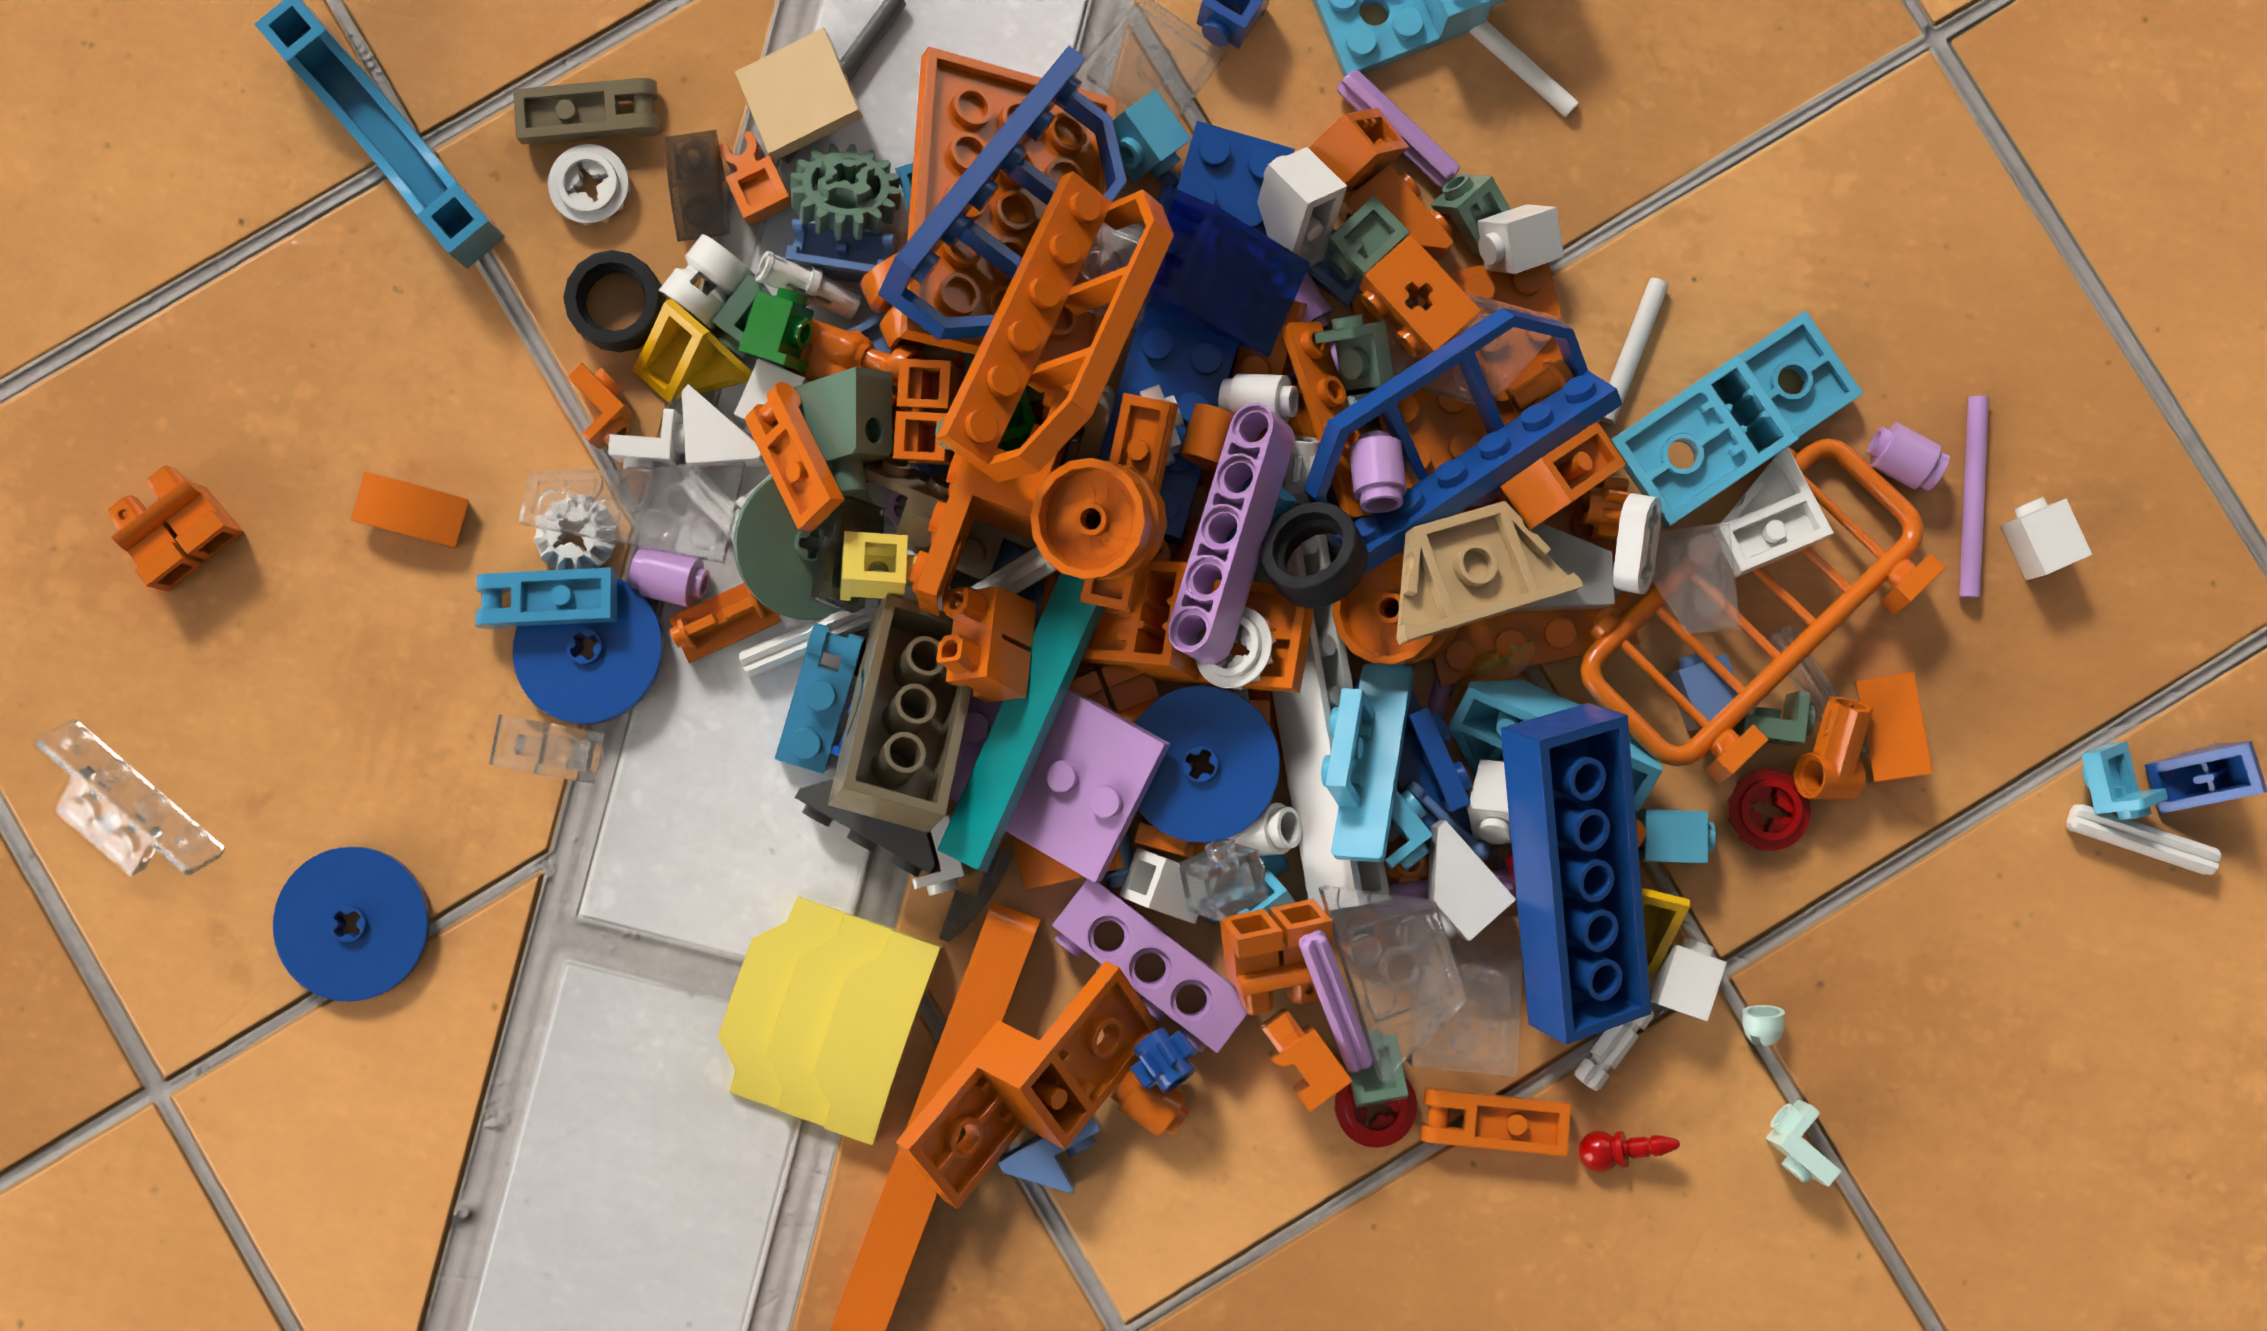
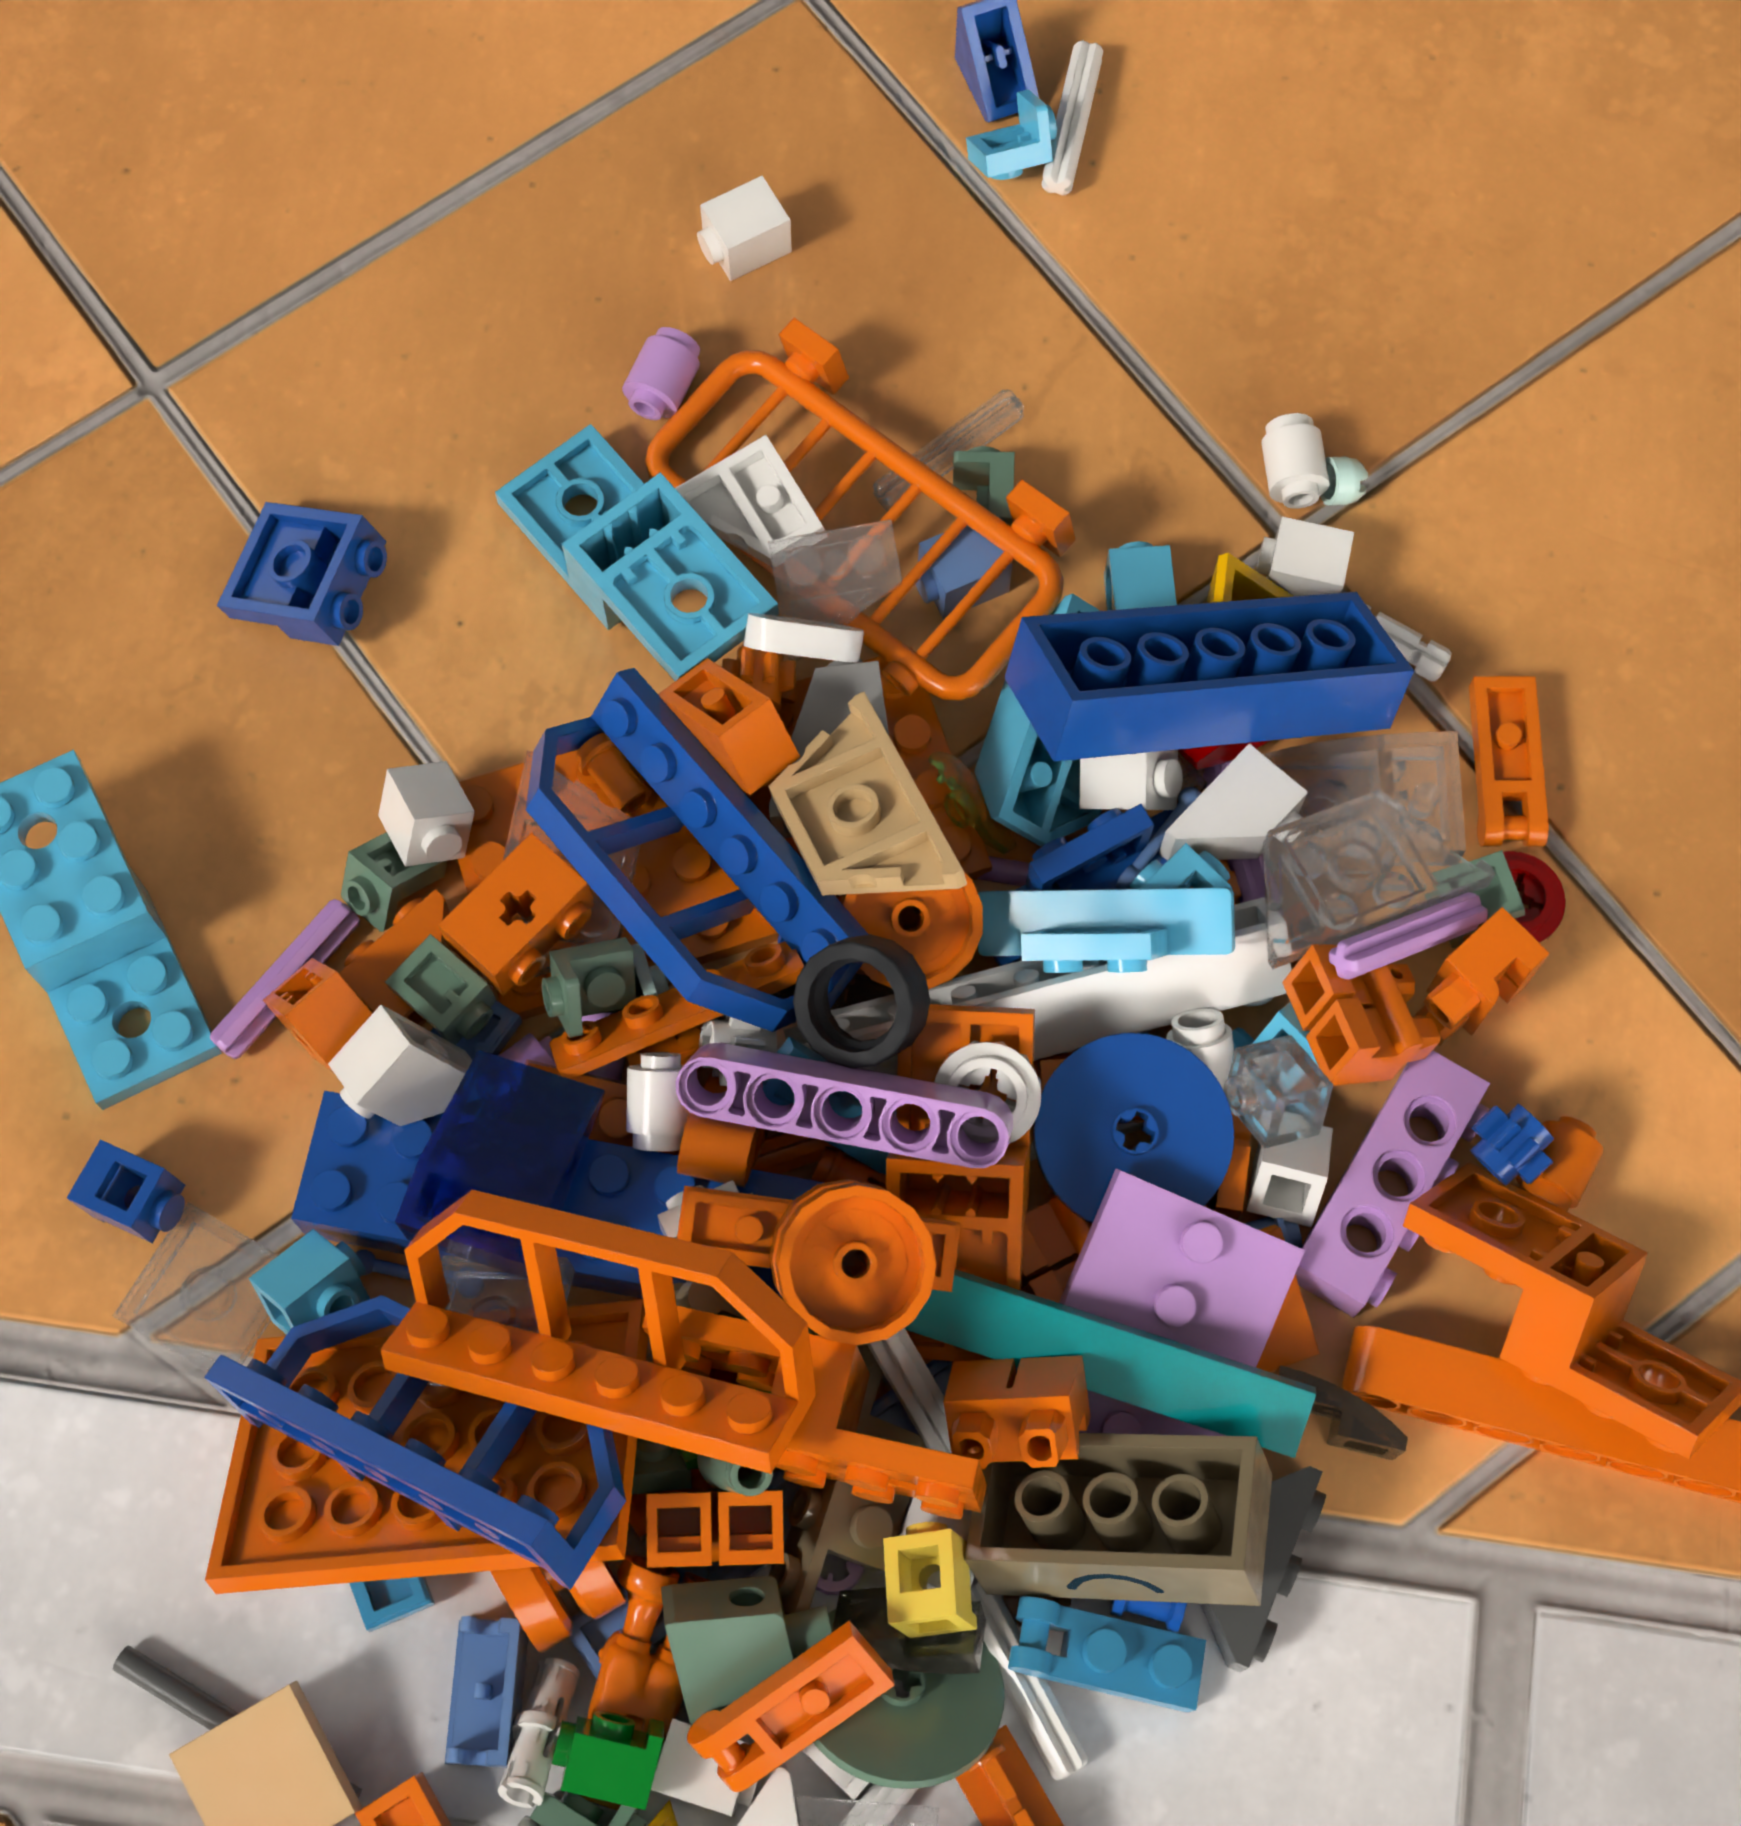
camera: 95 degrees left, 15 degrees down
(826, 1016) = (1526, 1596): light yellow slope -> none
(845, 191) = (404, 1695): sand green gear -> none
(950, 867) = (1318, 1454): white bracket -> none
(1040, 1159) = (1663, 1297): medium blue slope -> none
(1378, 472) = (746, 937): lavender brick -> none
(1525, 68) = (201, 835): white bar -> none
(1602, 1151) = (1518, 644): red bar -> none
(1636, 341) = (533, 677): white bar -> none
(1744, 153) = (305, 572): none -> blue plate
(1780, 830) = (1115, 481): red gear -> none
(1784, 985) = (1294, 460): none -> white brick
(1801, 1157) = (1465, 445): light aqua bracket -> none
(1834, 765) = (1031, 423): orange piece -> none
(1896, 727) = (979, 365): orange hinge -> none
(1973, 497) = (700, 307): lavender bar -> none

